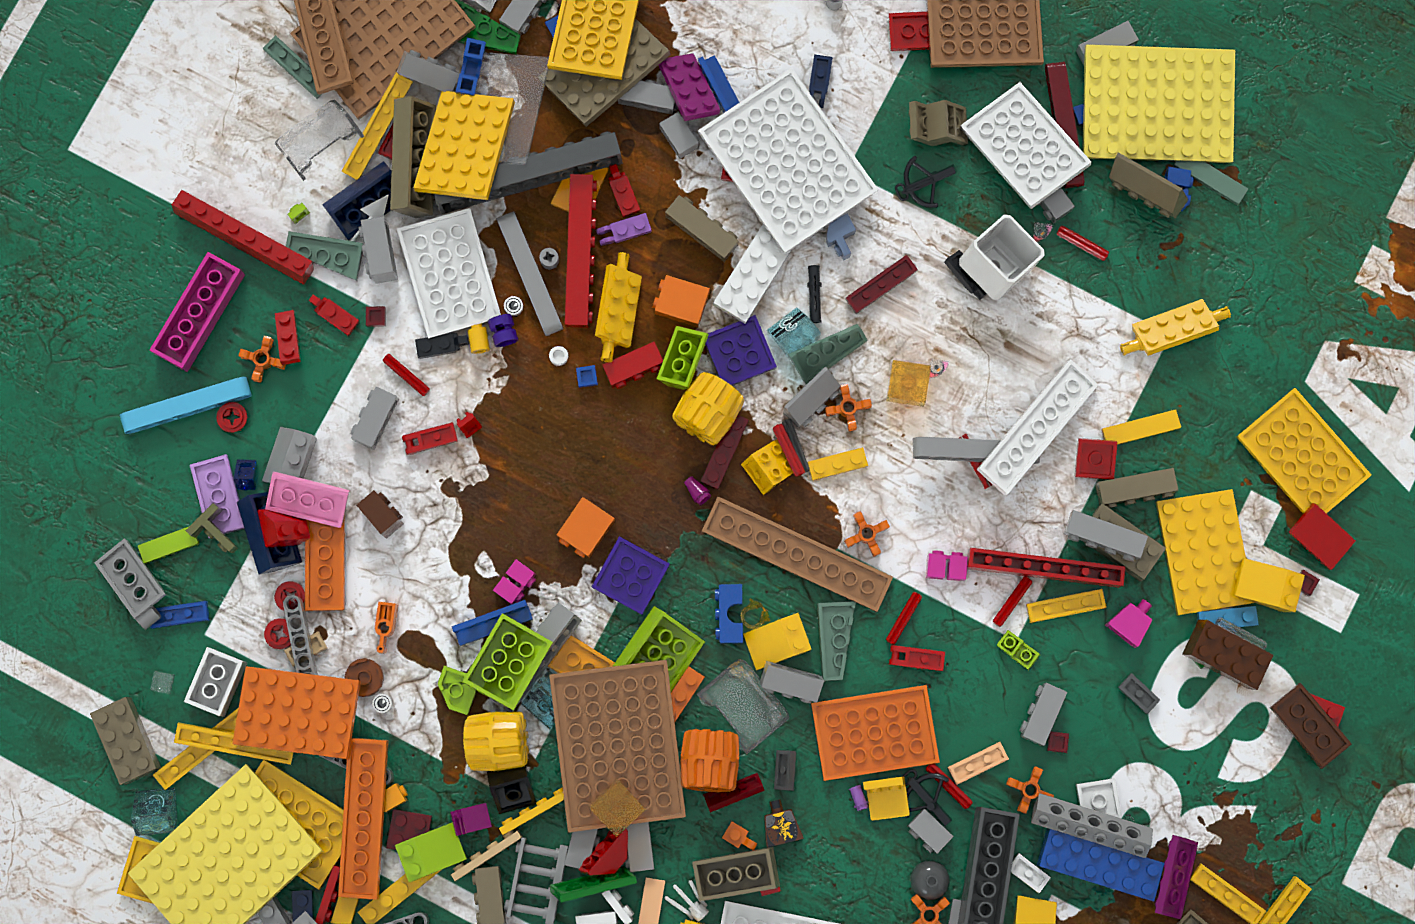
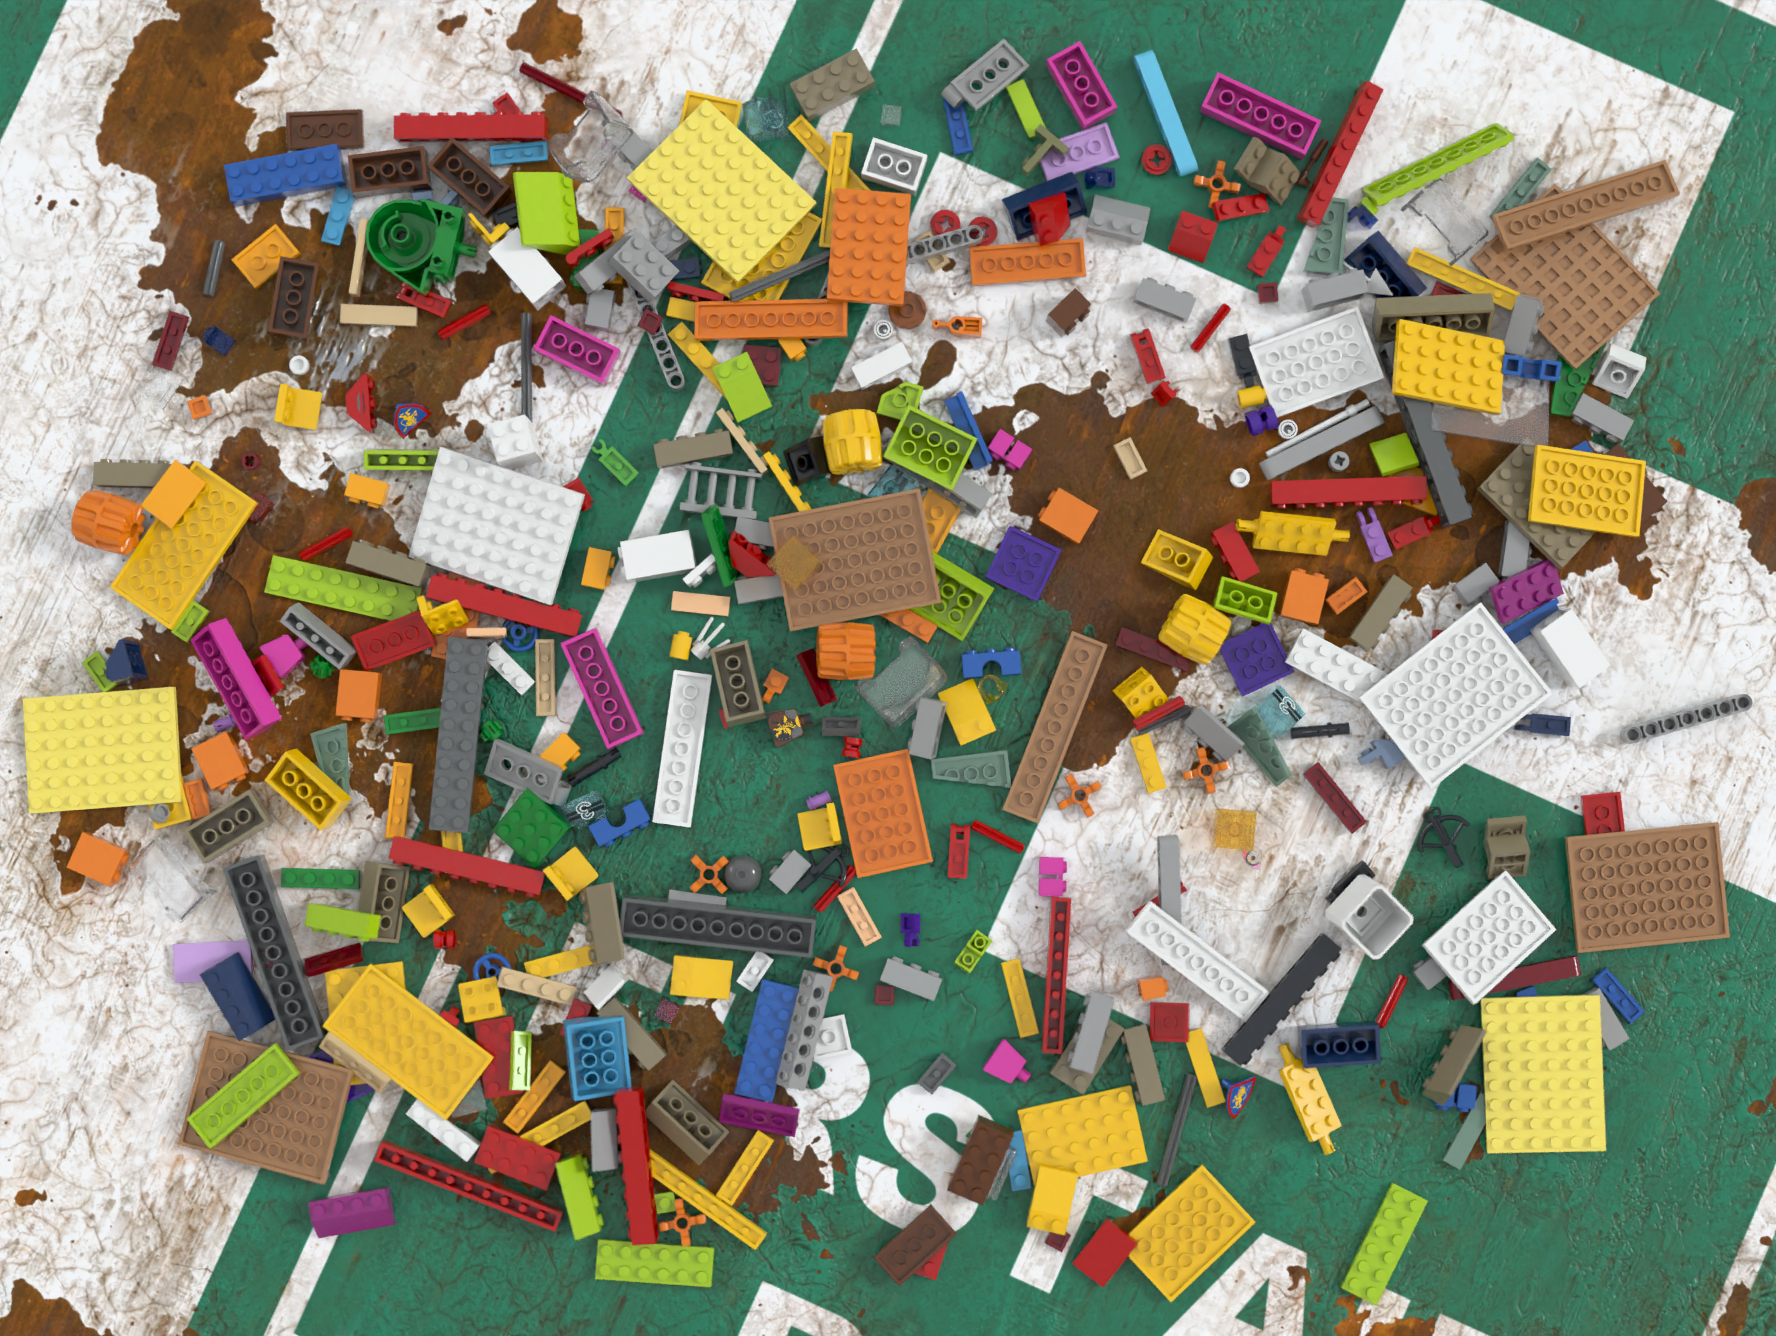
camera: 85 degrees right, 5 degrees up
(149, 487) = (1081, 85): none -> dark pink brick
(253, 308) = (1267, 170): none -> dark tan bracket
(261, 143) = (1437, 164): none -> lime plate
(263, 275) = (1302, 180): none -> reddish brown piece
(307, 216) = (1365, 217): none -> clear blue bracket
(307, 499) = (1078, 239): bright pink plate -> none
(313, 386) = (1192, 236): none -> red slope
(319, 806) = (780, 276): none -> dark grey axle
(418, 707) = (881, 365): none -> white brick
(471, 819) = (776, 423): magenta piece -> none
(500, 244) = (1349, 411): none -> white bar
(531, 462) = (1130, 458): none -> tan tile
(546, 204) = (1394, 454): none -> lime tile
(586, 376) = (1220, 507): blue plate -> none
(636, 422) = (1177, 559): none -> yellow slope
(682, 260) = (1346, 595): none -> orange plate
(697, 491) = (1110, 625): magenta cone -> none
(747, 49) = (1570, 648): none -> white brick
(811, 761) = (849, 751): none -> red wheel
(991, 711) = (910, 926): none -> dark purple plate
(1012, 601) = (1020, 944): red axle -> none
(1041, 231) = (1400, 958): clear tile -> none
(1062, 473) = (1152, 987): none -> orange brick
(1077, 348) = (1281, 999): none -> black brick
(1085, 29) = (1617, 995): none -> blue tile
(1123, 295) = (1339, 1044): none -> dark blue slope
(1169, 397) = (1237, 1095): none -> shield
(1202, 459) = (1176, 1130): none -> dark grey axle
(1318, 266) = (1384, 1243): none -> lime plate

